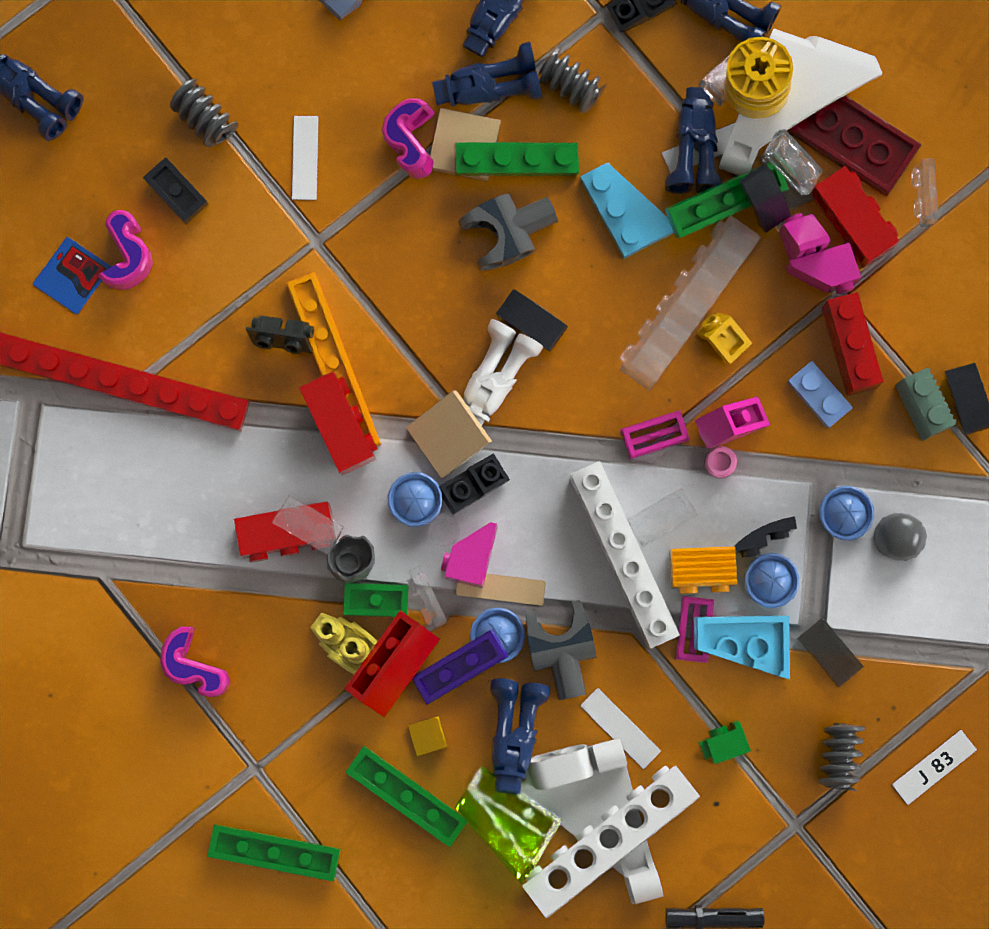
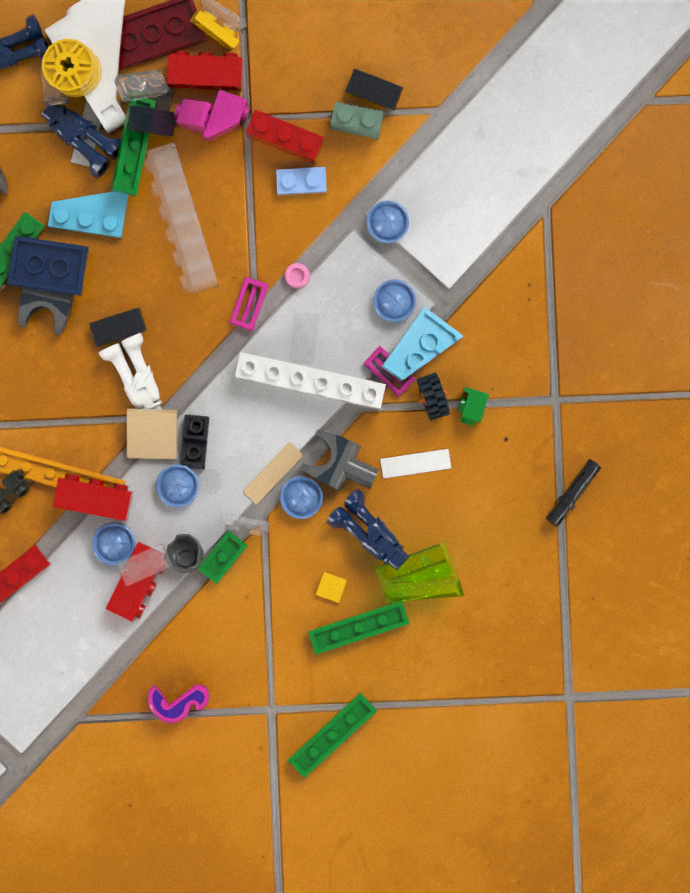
camera: 55 degrees left, 5 degrees up
(308, 477) = (113, 543): none -> medium blue hat
(343, 641) = (237, 595): light yellow connector -> none
(392, 664) = (270, 576): red brick -> none
(459, 666) = (303, 535): dark purple tile -> none
(470, 557) = (240, 478): dark pink slope -> none
(541, 204) = (48, 265): none -> dark blue tile
(551, 899) = (487, 508): white brick -> none
(582, 786) = (452, 513): white panel -> none
(703, 568) = (355, 337): light orange brick -> none
(704, 694) = (433, 396): none -> black wheel
(724, 336) = (219, 213): yellow bracket -> none
(732, 422) = (277, 249): dark pink slope -> none
(757, 540) = (362, 291): black slope -> none
(830, 652) = (466, 297): clear smoke tile -> none
(841, 756) = (533, 340): dark grey piece -> none
(900, 536) = (427, 199): dark grey hair -> none
(905, 181) = (207, 24): none -> yellow plate
(934, 767) = (583, 287): white sticker -> none

